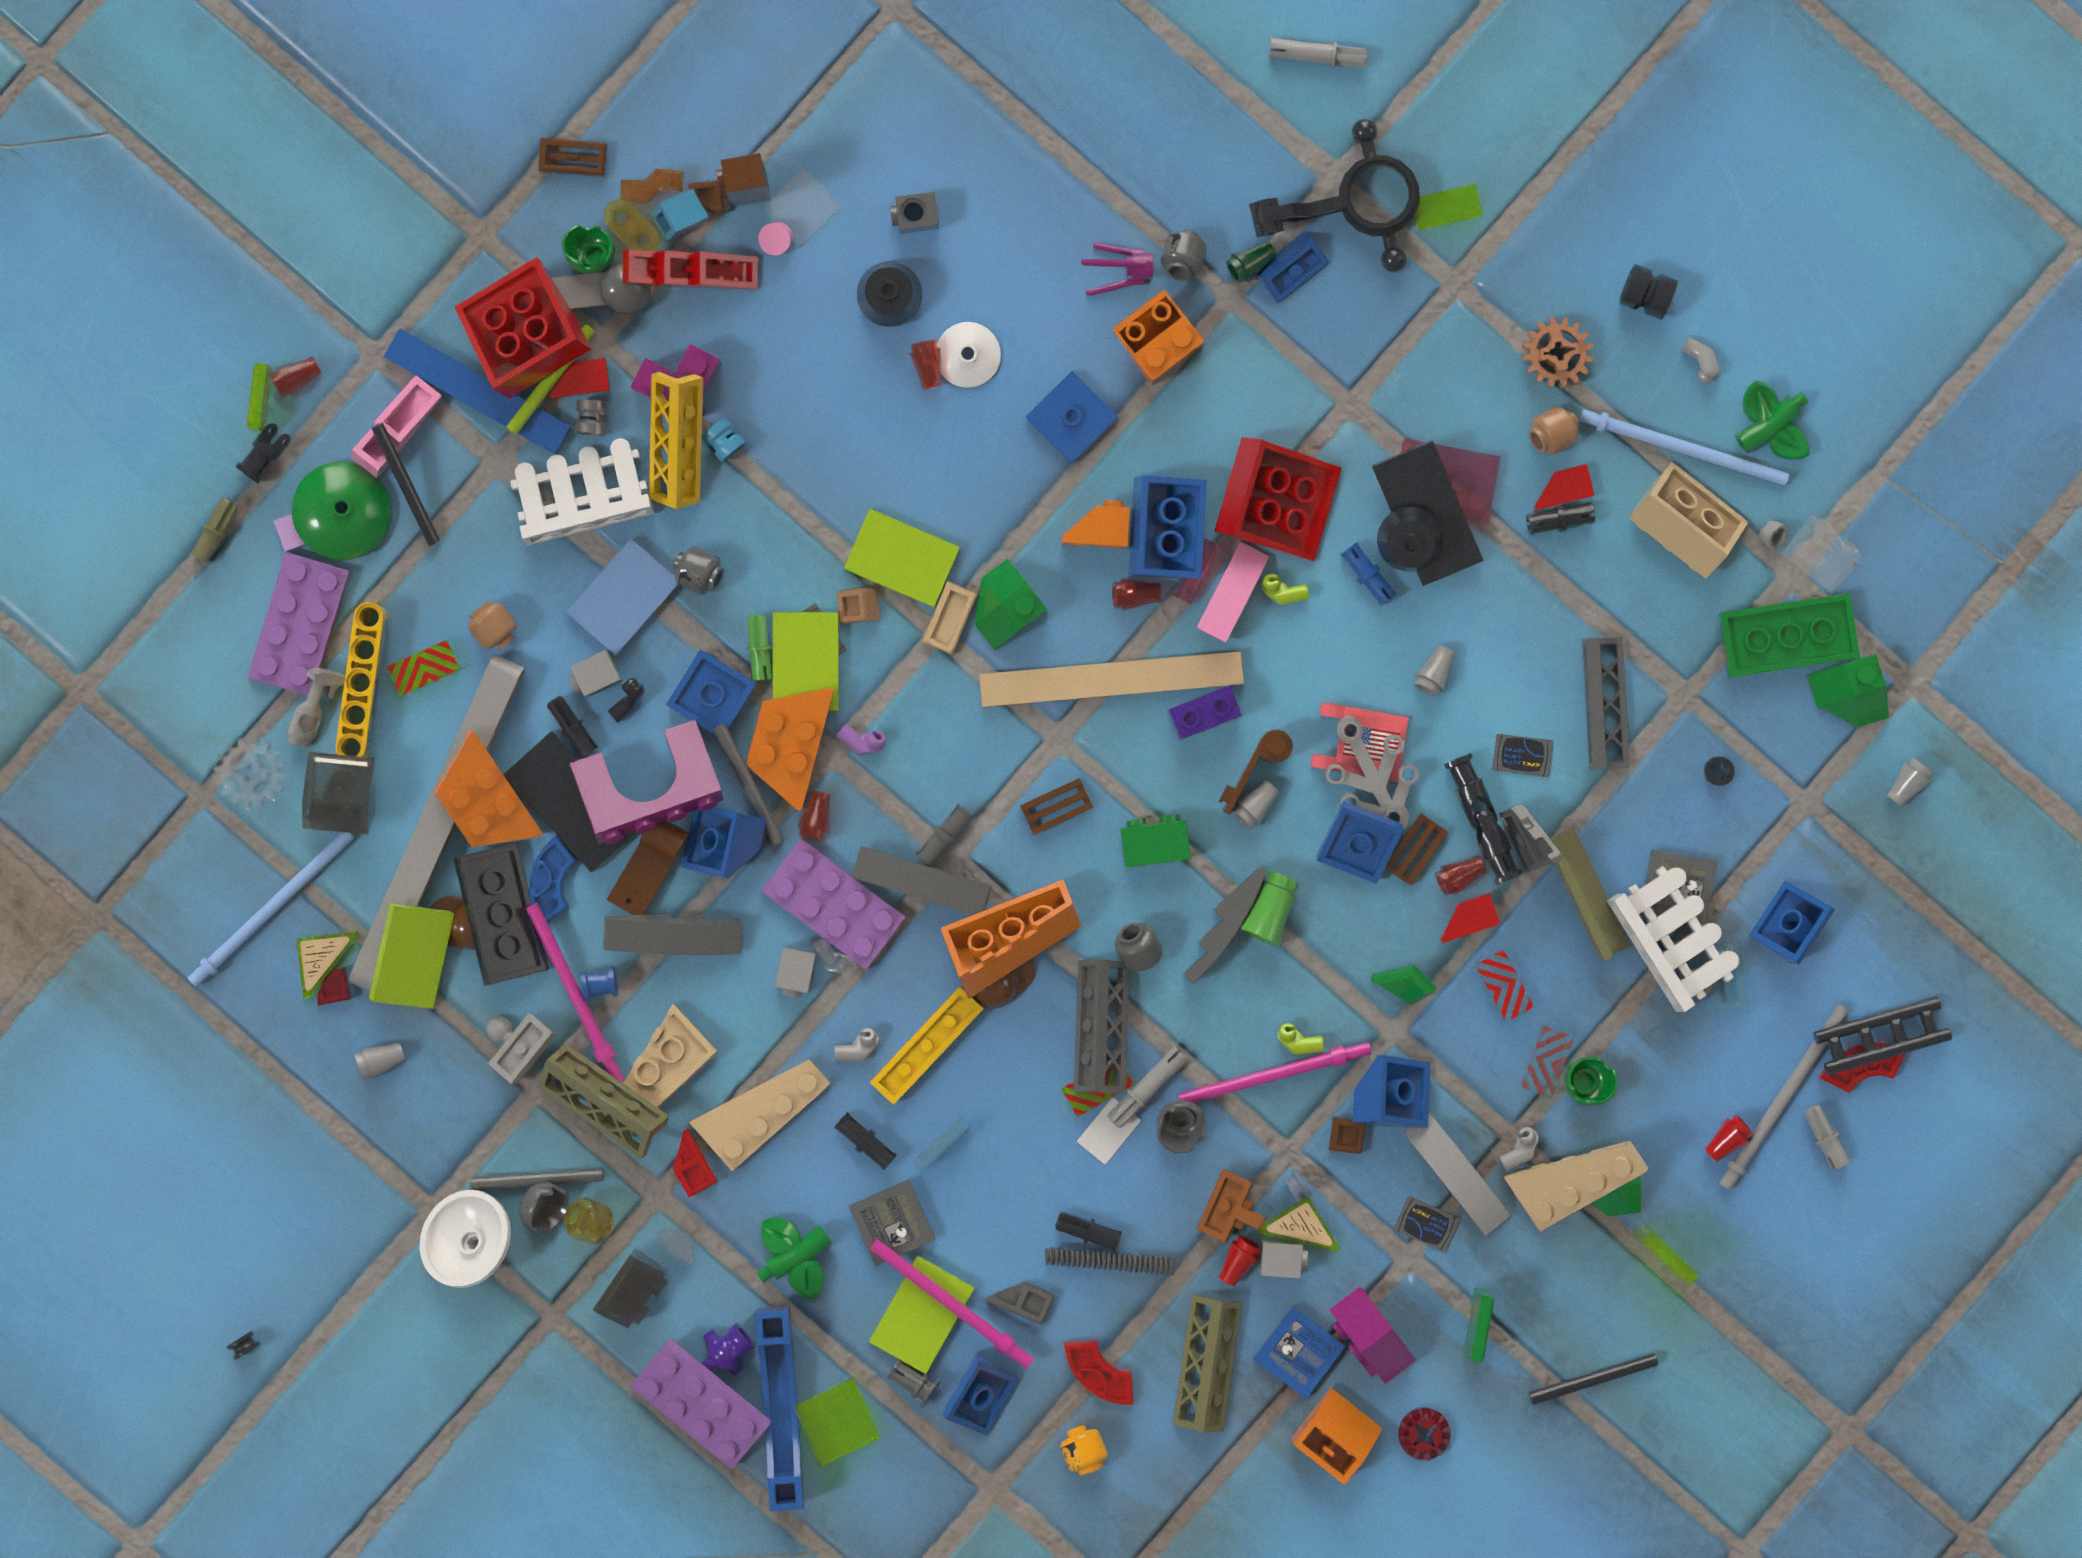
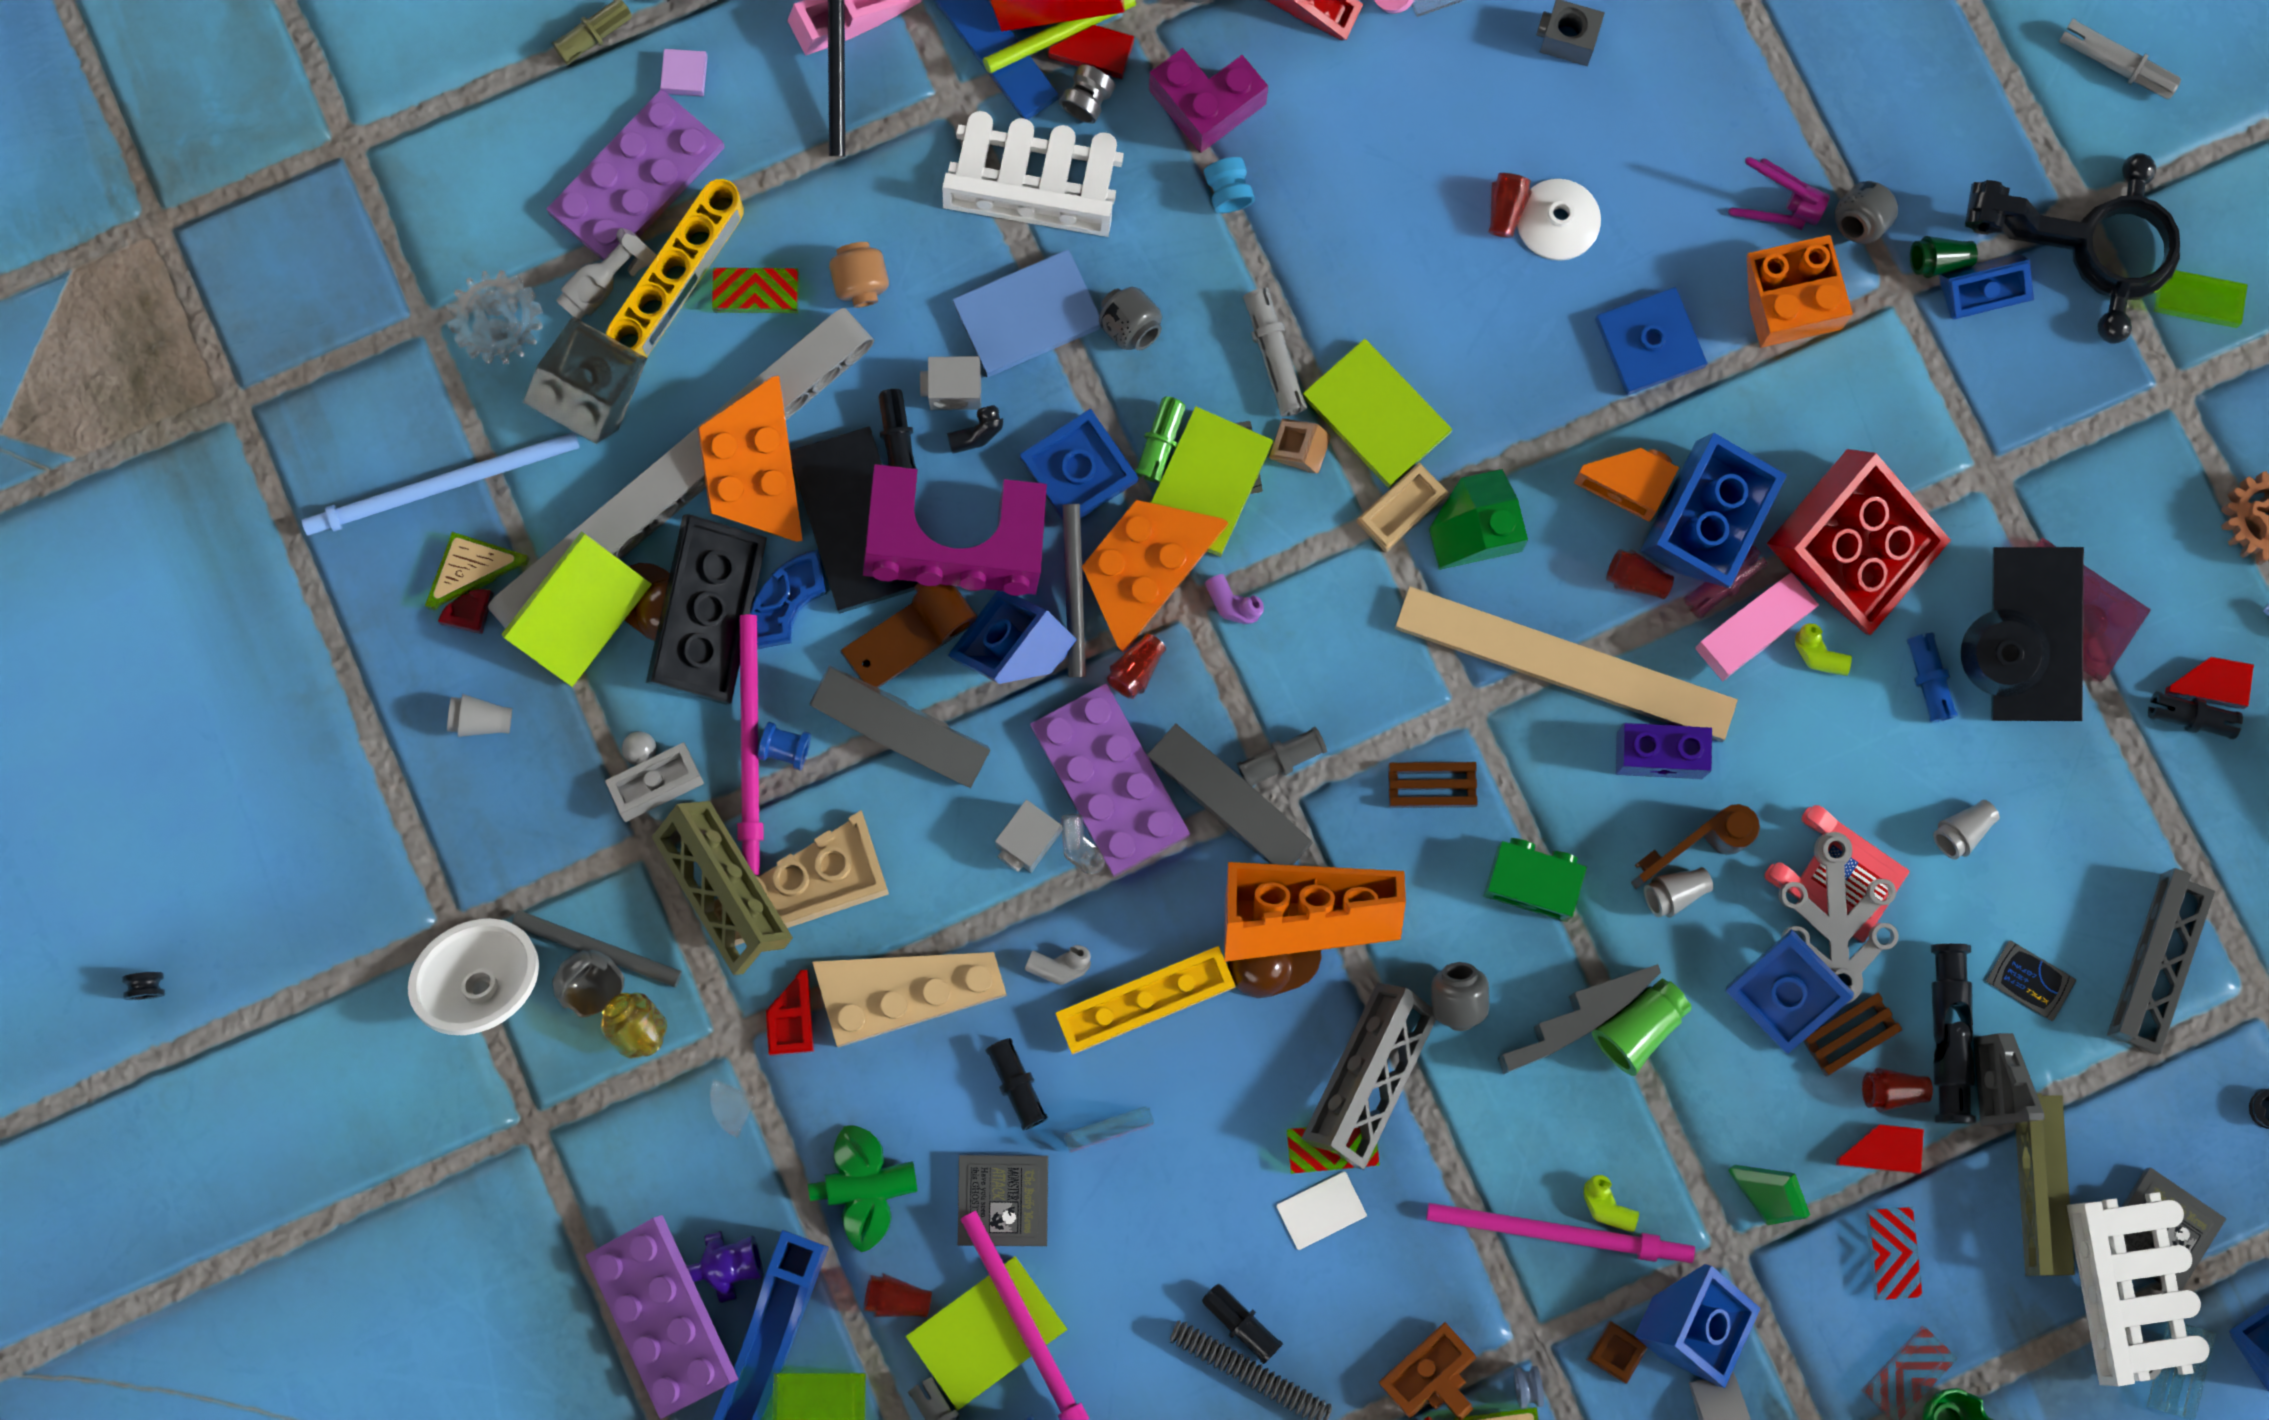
camera: 25 degrees right, 10 degrees down
(337, 534) = (743, 96): green dish -> none
(631, 1289) = (644, 1133): clear smoke slope -> none
(681, 442) = (1180, 157): yellow fence -> none
(805, 541) = (1269, 335): none -> light grey pin
(850, 1319) = (895, 1298): none -> clear red cone
(889, 294) = (1498, 109): black cone -> none
(1024, 1300) = (1122, 1375): dark grey tile -> none
(1147, 1087) = (1394, 1176): light grey axle -> none
(1180, 1126) = (1415, 1242): dark grey hair -> none
(1554, 431) = (2230, 607): medium nougat head -> none

